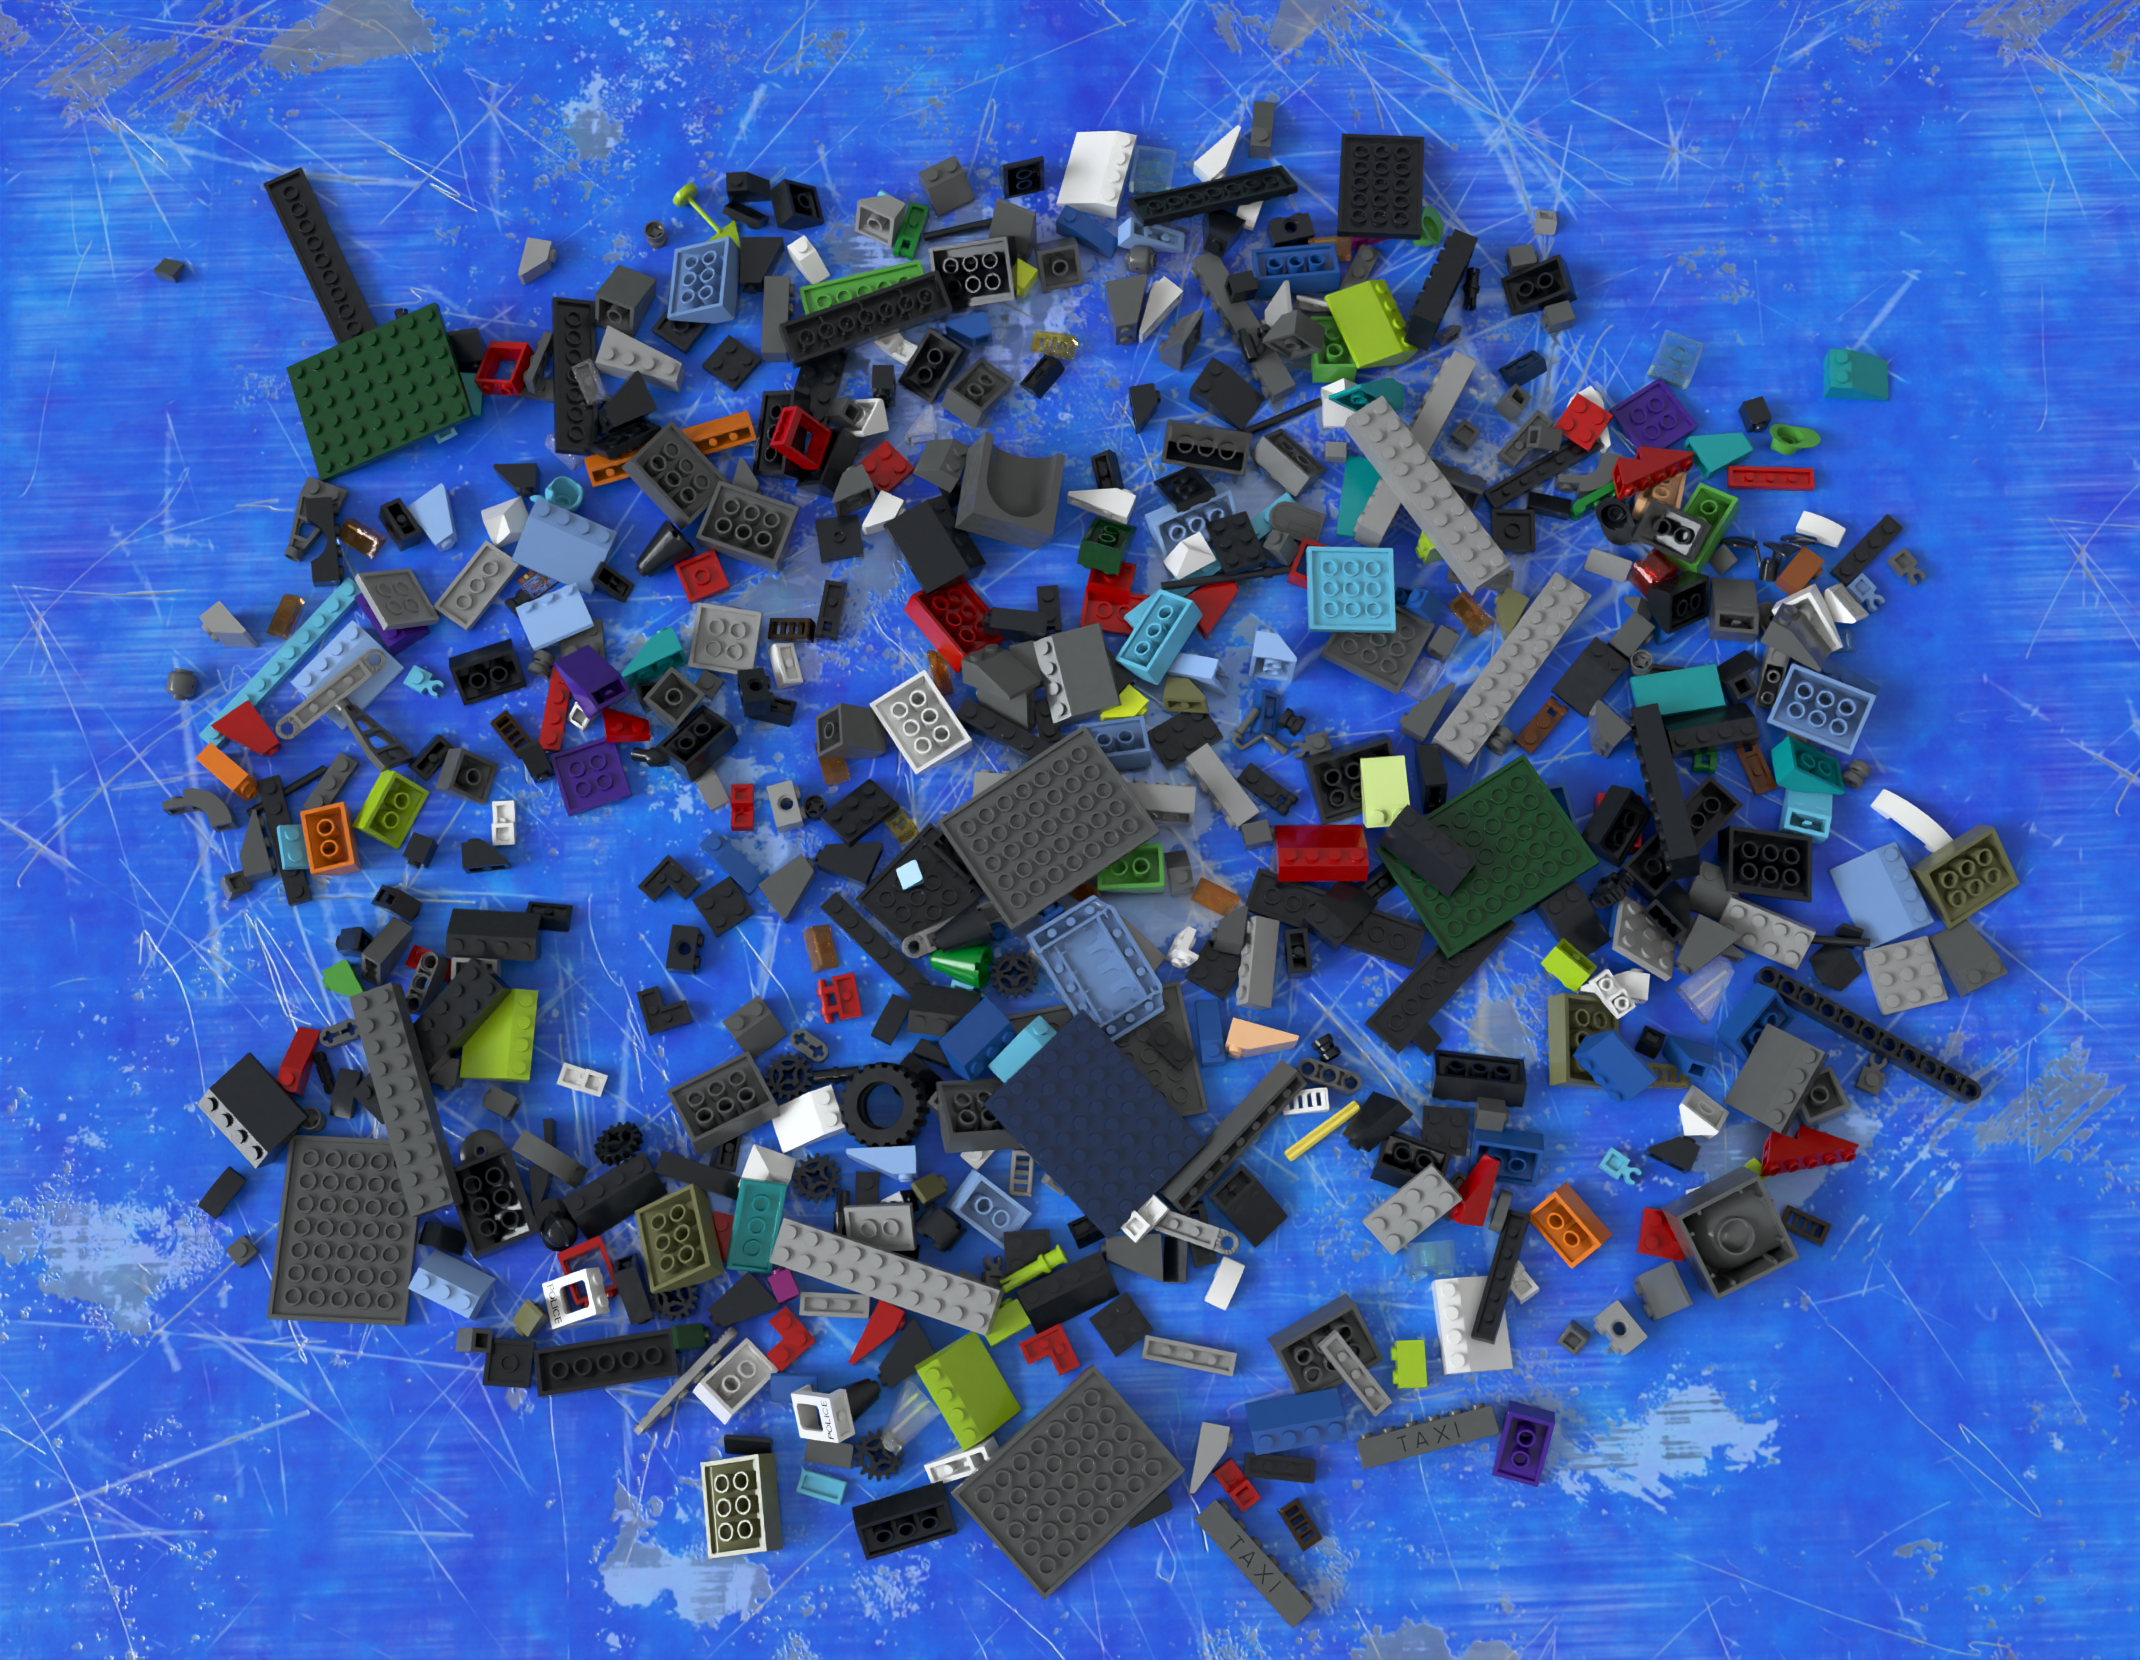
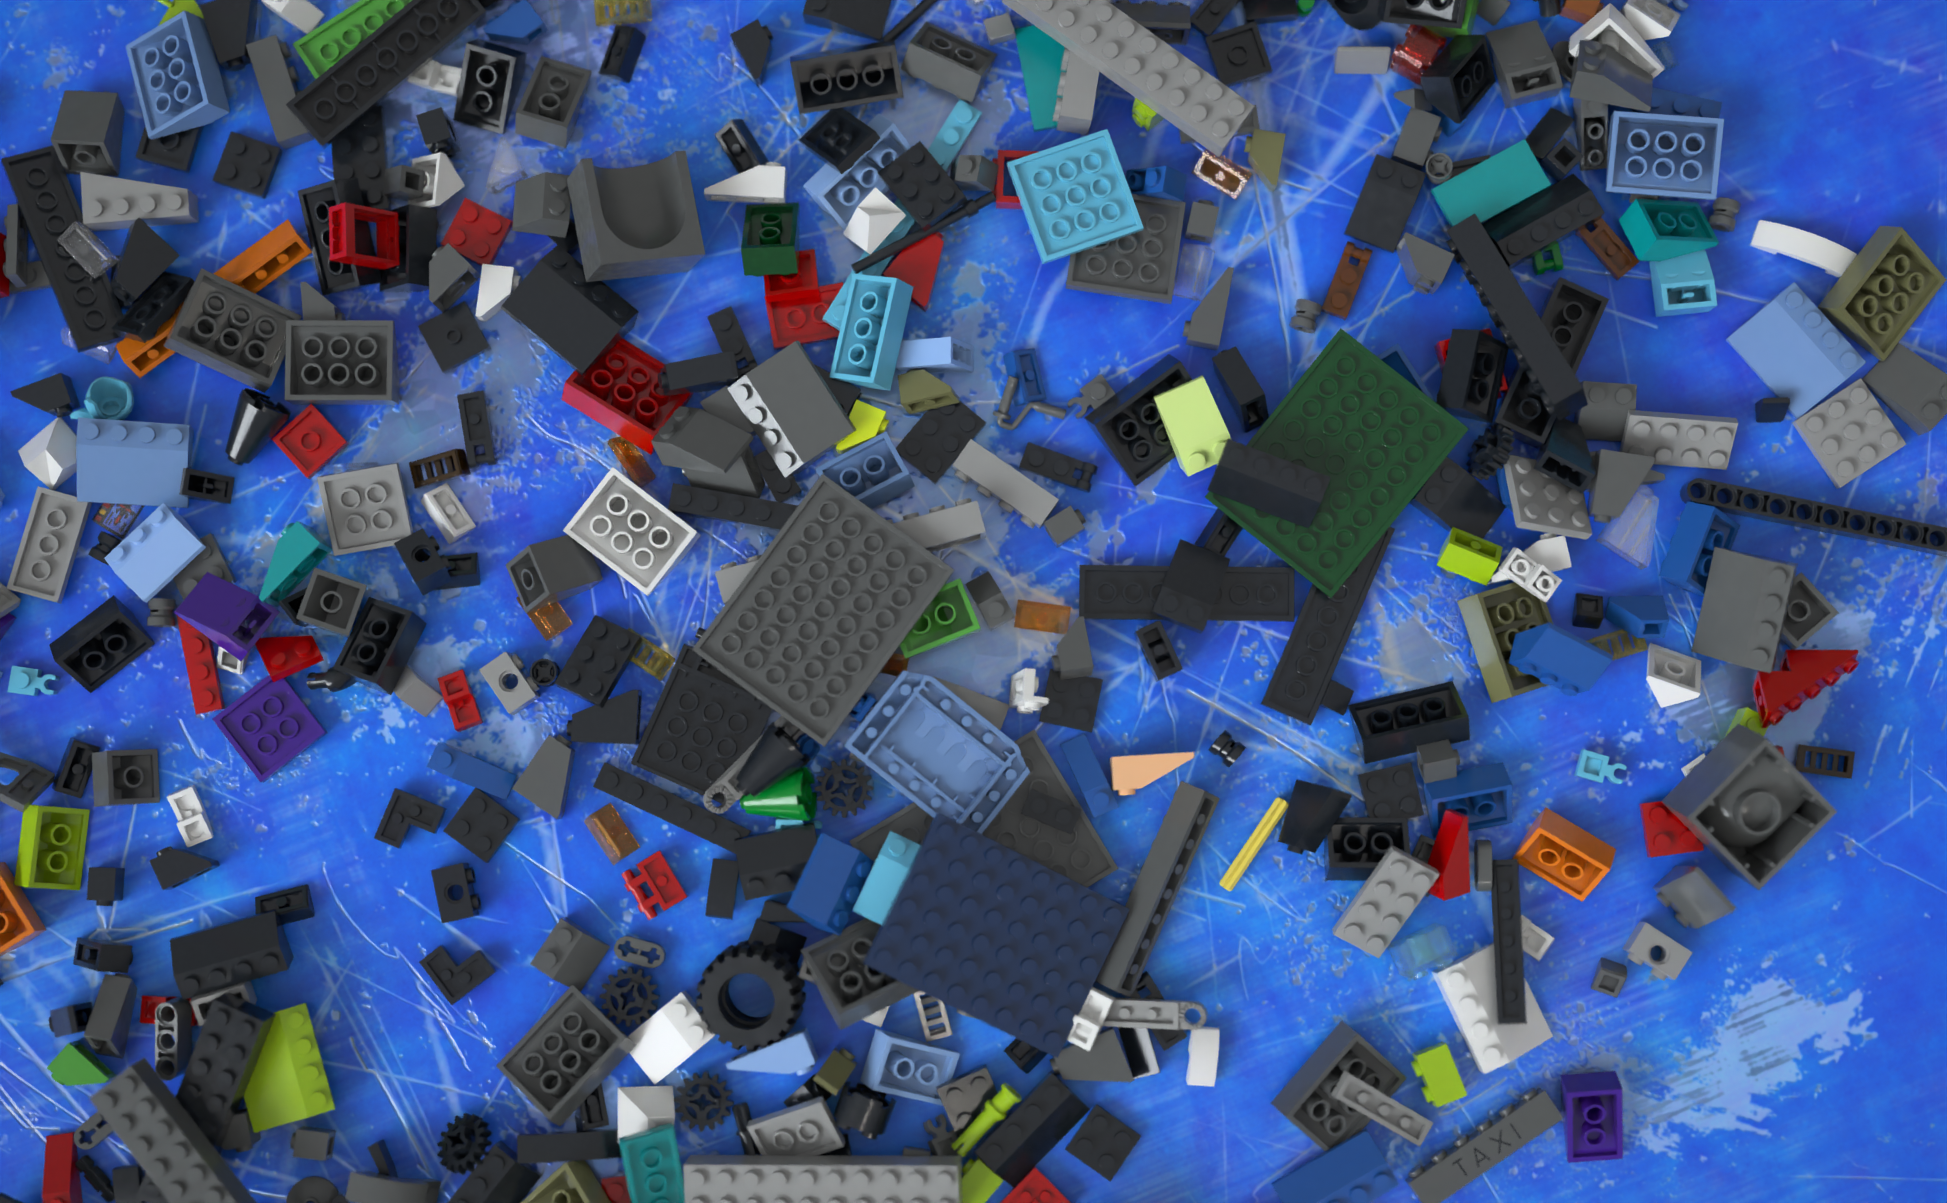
camera: 15 degrees left, 10 degrees up
(499, 721) = (139, 697): dark brown slope -> none
(536, 761) = (200, 733): black slope -> none
(582, 1080) = (395, 1082): white slope -> none
(657, 230) = (91, 30): dark grey wheel -> none
(709, 684) = (366, 568): dark grey plate -> none
(834, 1075) = (682, 974): black pin -> none
(867, 1188) = (765, 1093): black plate -> none
(910, 875) = (683, 715): slope -> none
(1189, 1355) = (1191, 1151): light grey plate -> none
(1247, 1205) = (1199, 961): black slope -> none
(1257, 963) = (1117, 678): light grey brick -> none
(1271, 657) = (1010, 311): light blue slope -> none
(1291, 722) = (1058, 377): black wheel -> none
(1296, 521) = (983, 132): dark grey window -> none
(1306, 1110) = (1247, 816): white slope -> none
(1321, 853) = (1145, 522): red slope -> none
(1340, 1075) = (1253, 775): dark grey beam -> none
(1511, 670) = (1291, 226): light grey brick -> none
(1676, 1153) = (1657, 729): black slope -> none
(1766, 863) = (1656, 360): black slope -> none
(1835, 966) = (1767, 449): black slope -> none
(1841, 941) = (1770, 418): black bar -> none
(1870, 1078) = (1847, 566): dark grey plate -> none

